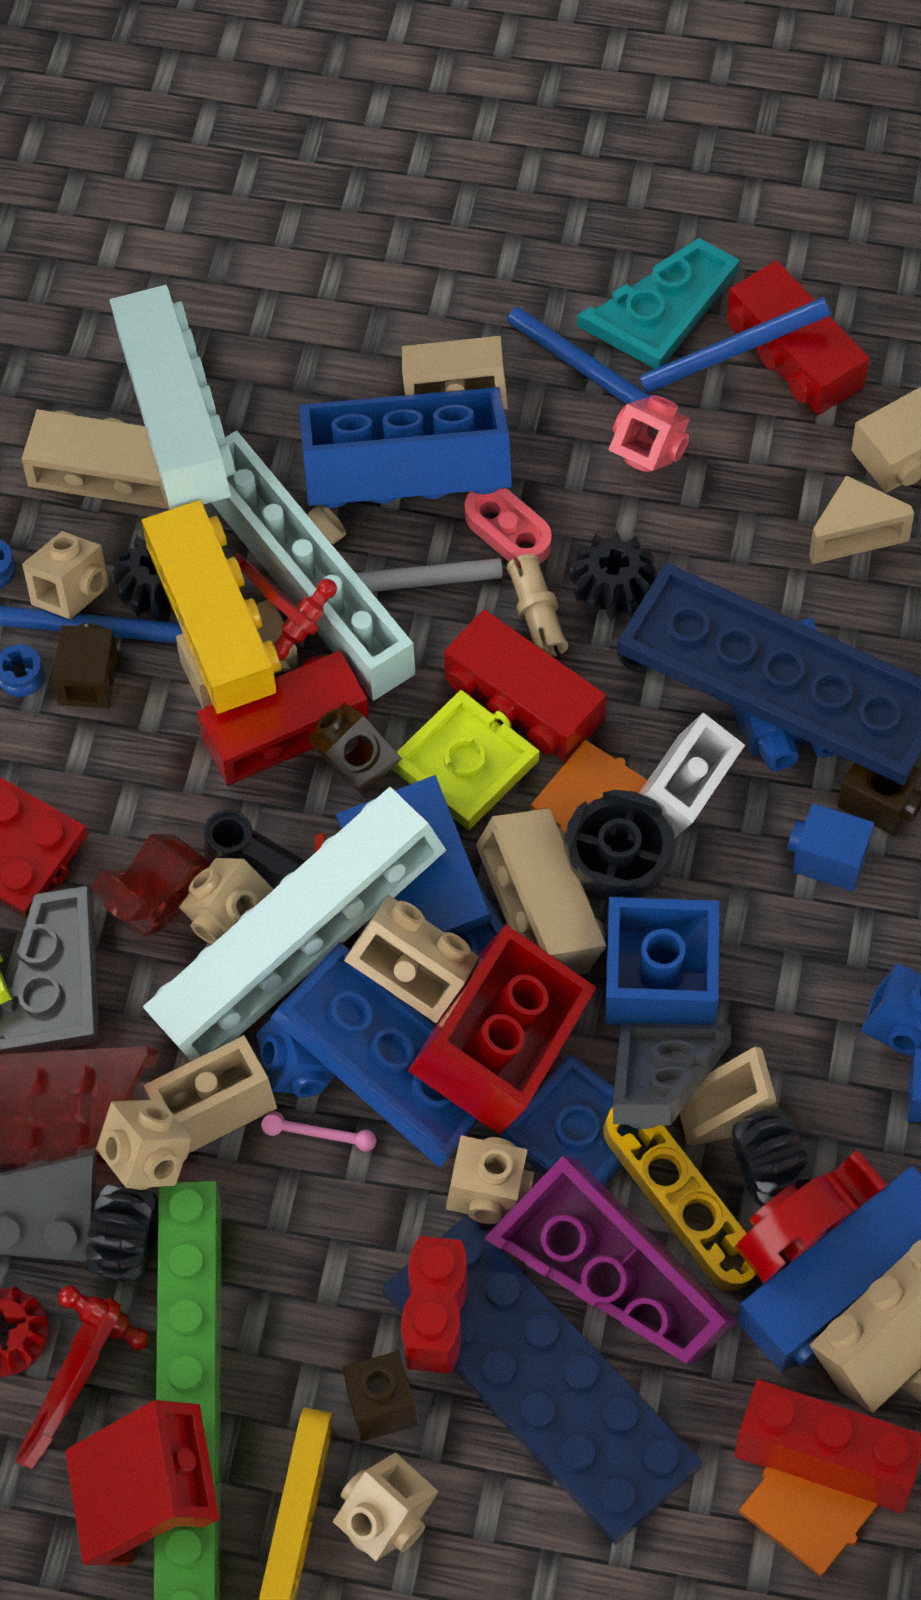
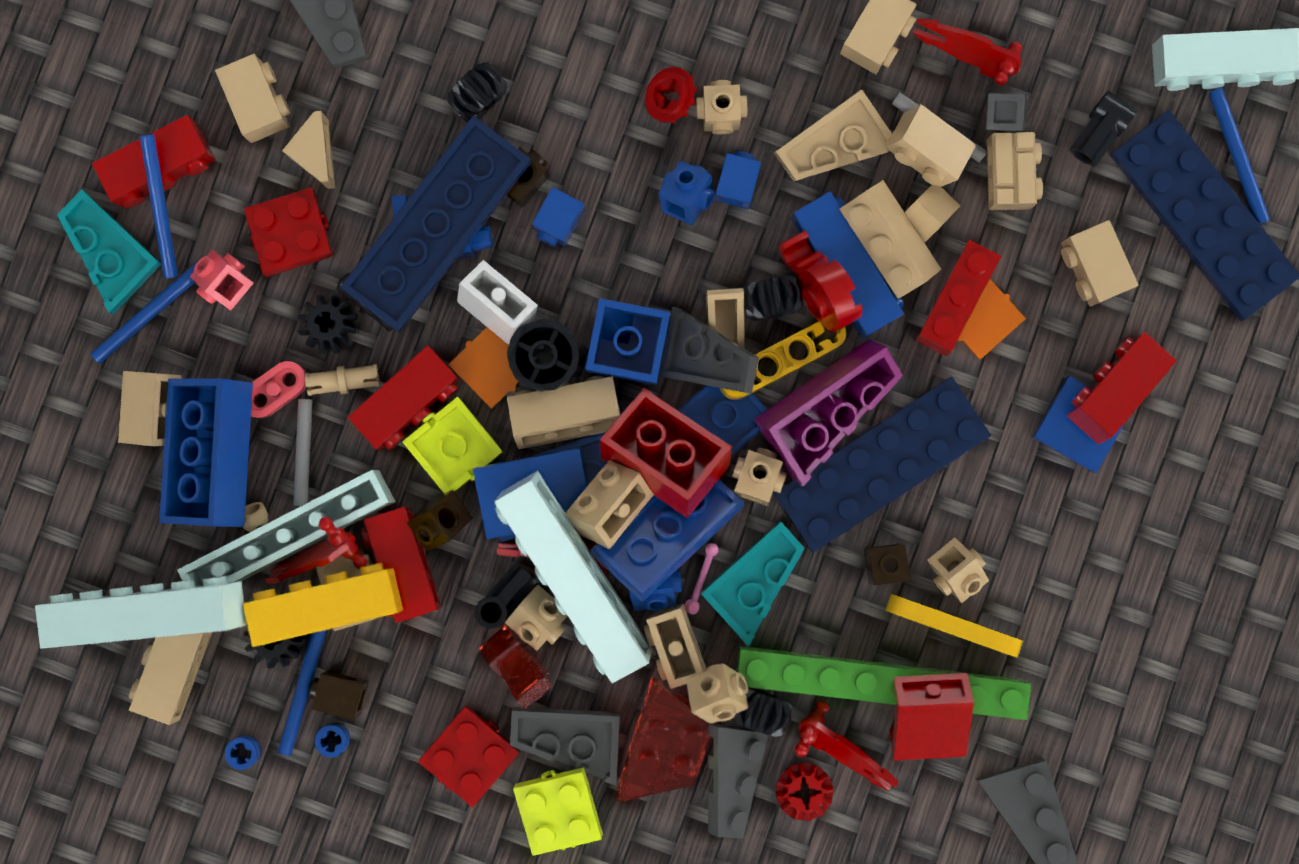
camera: 80 degrees left, 25 degrees up
(65, 575) = (267, 701): tan brick -> none
(325, 1204) = (753, 580): none -> teal wing
(433, 1310) = (853, 525): red brick -> none
(735, 512) = (288, 232): none -> red plate

